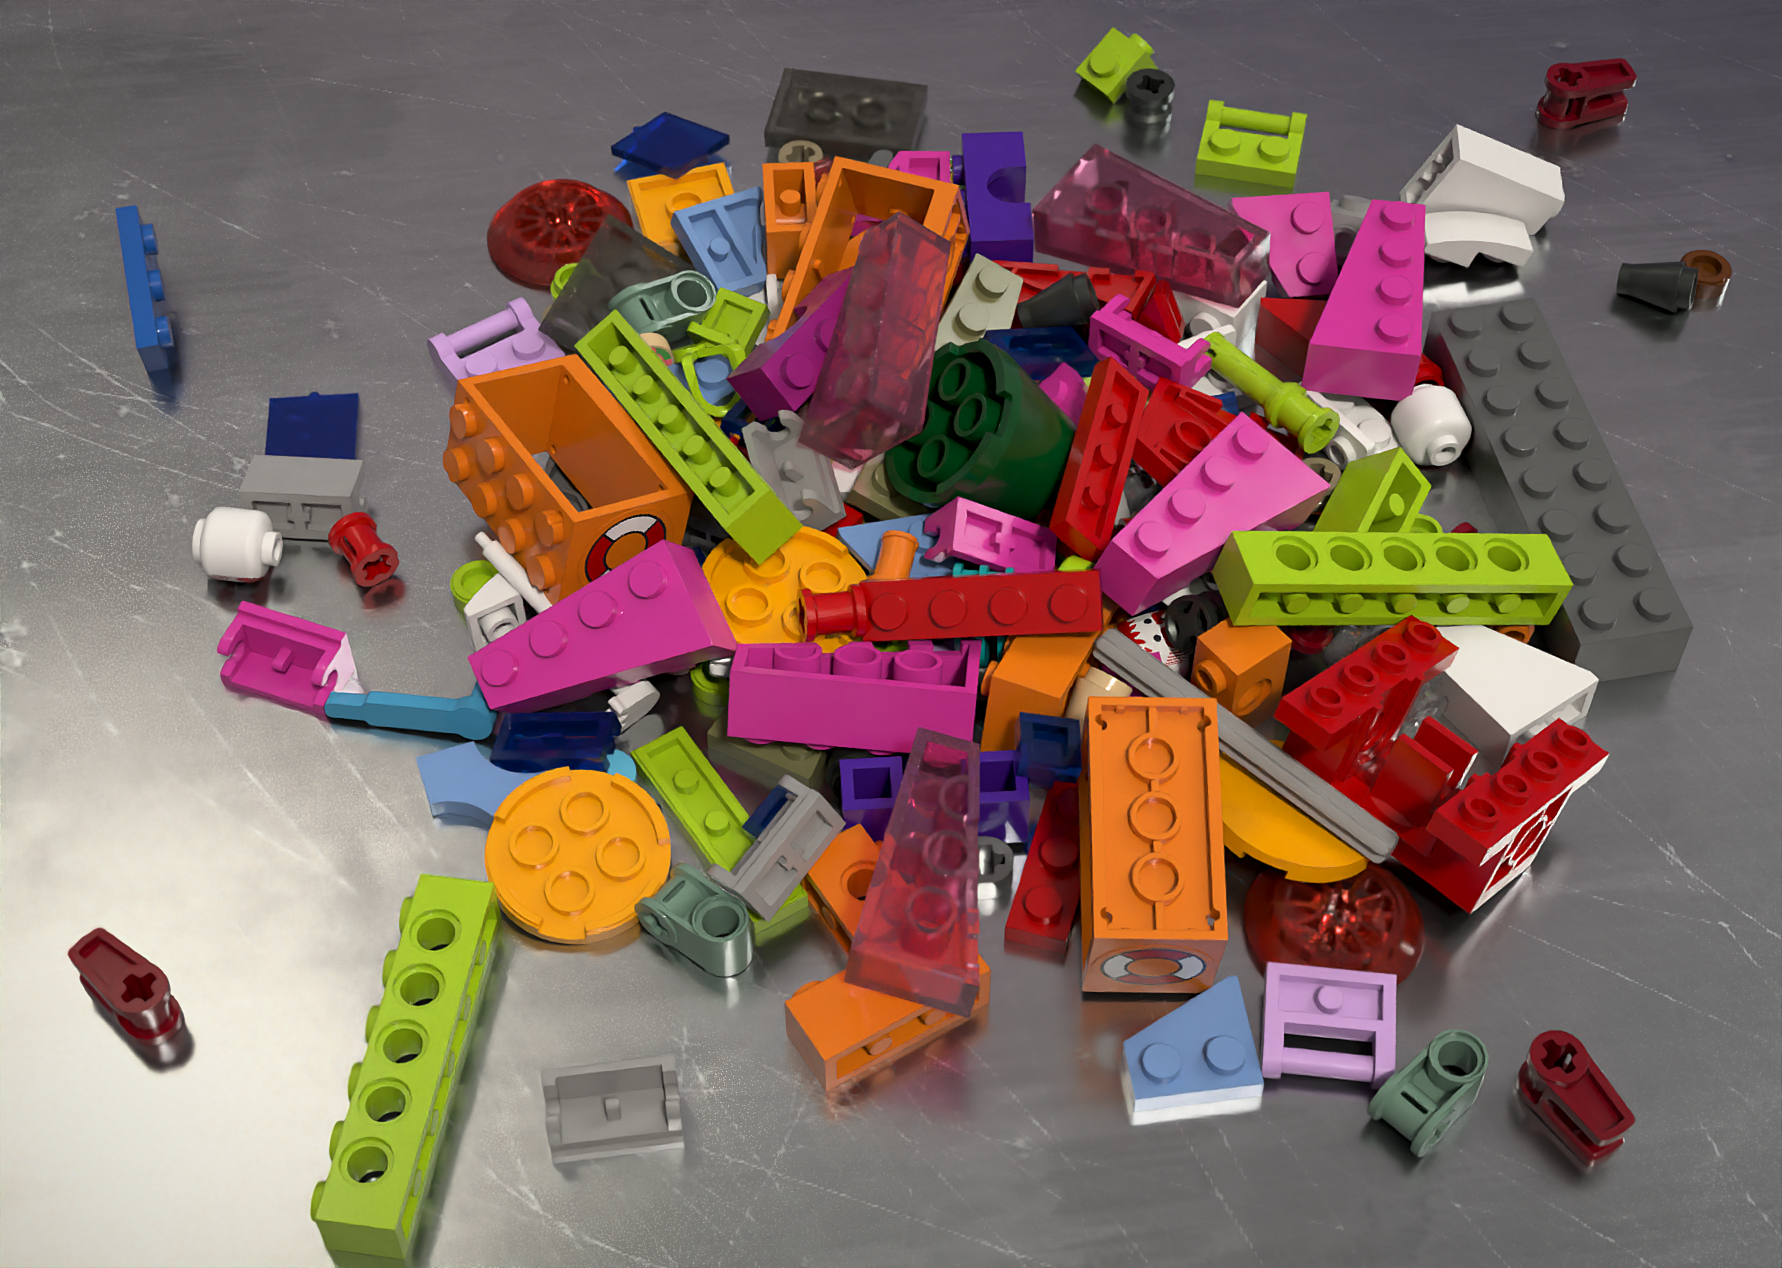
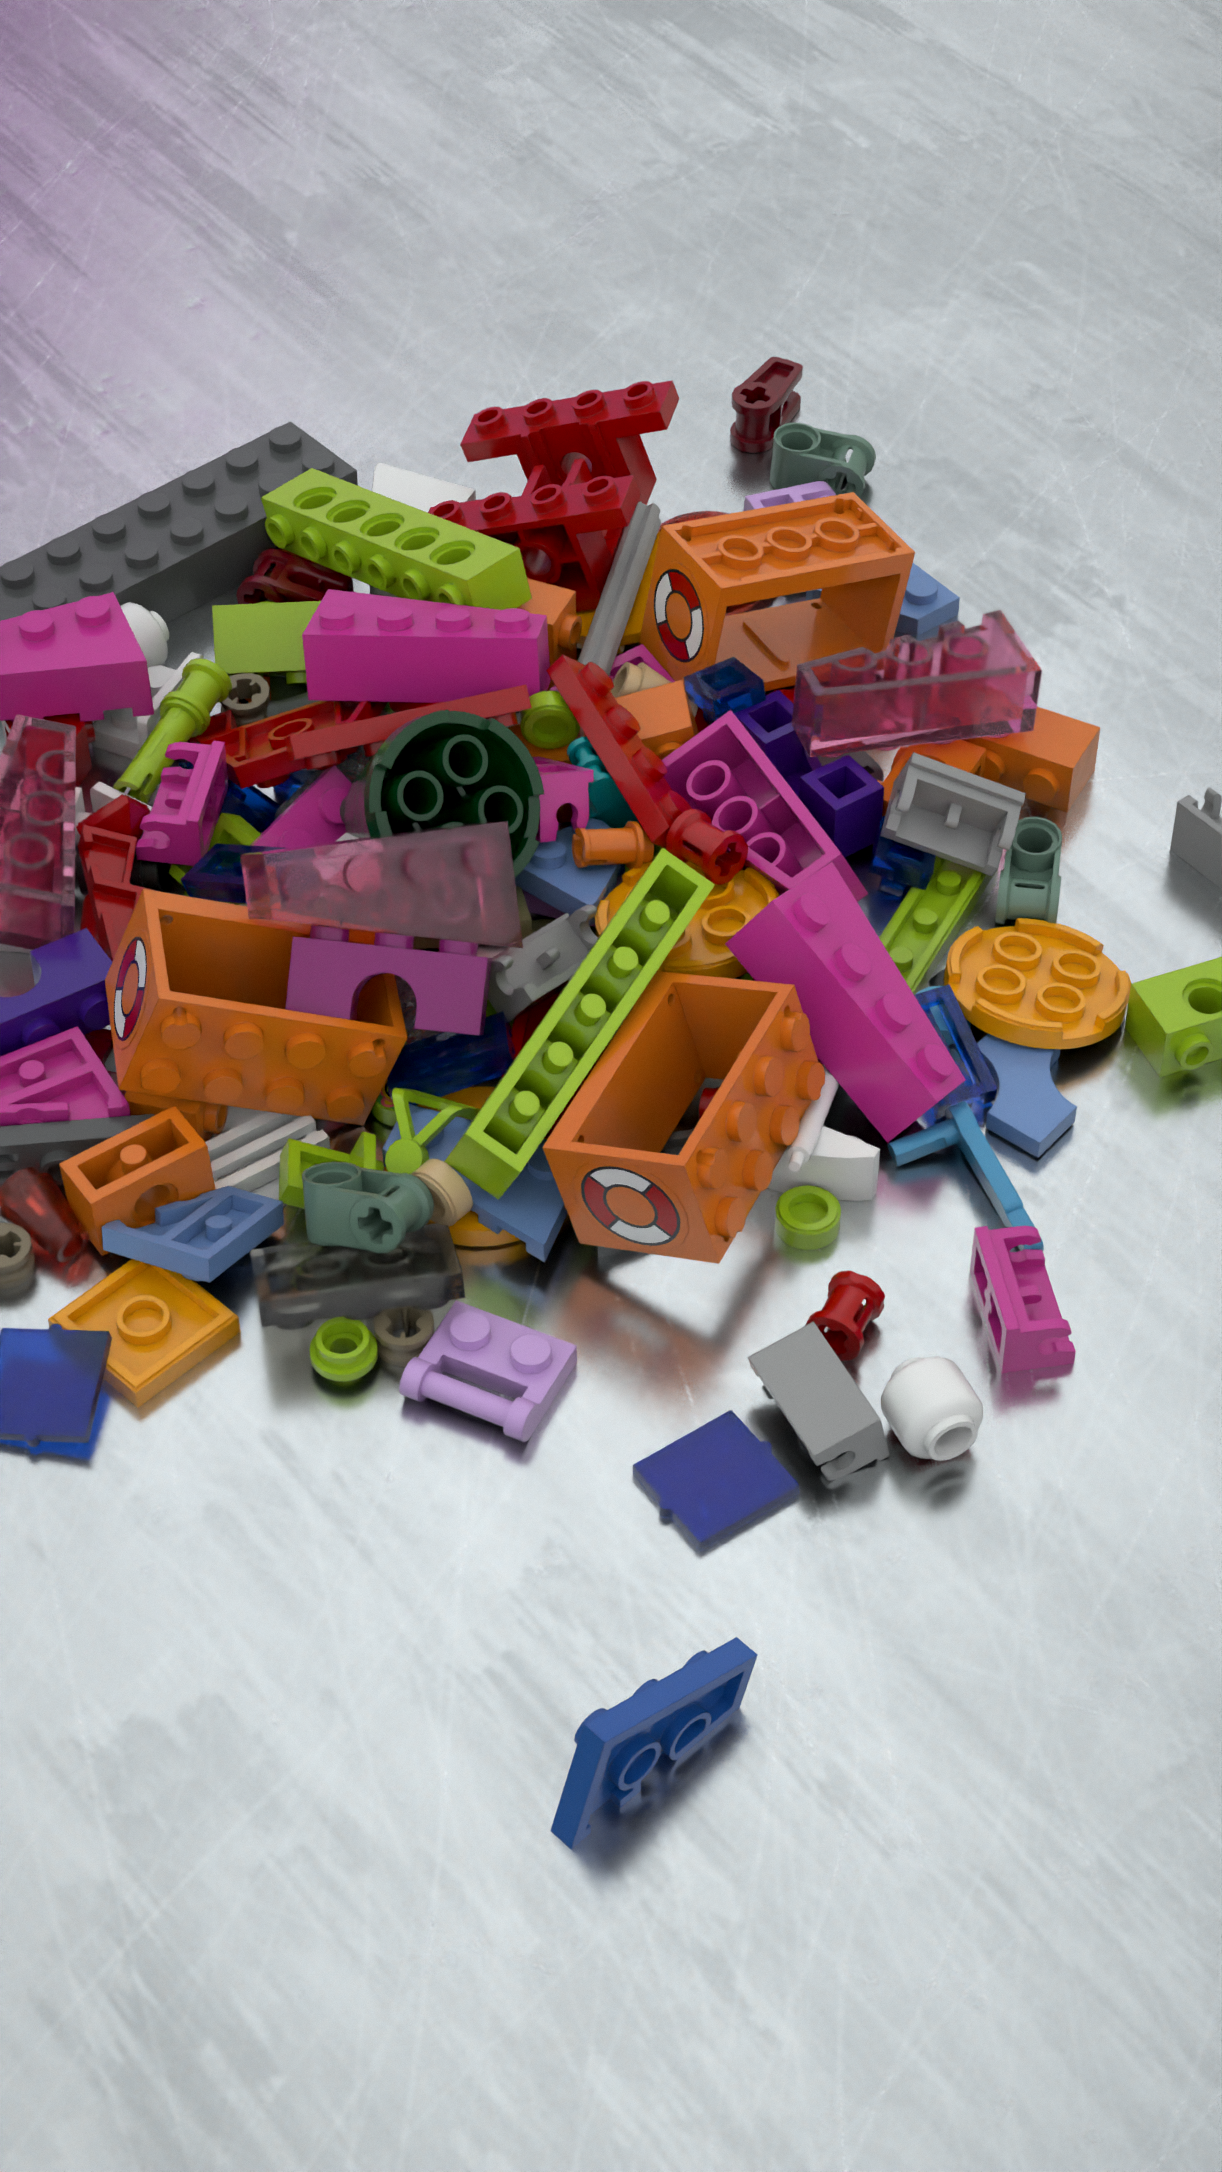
camera: 120 degrees left, 5 degrees down
(538, 238) = (202, 1429): clear red piece -> none
(1062, 304) = (163, 867): pearl dark grey cone -> none

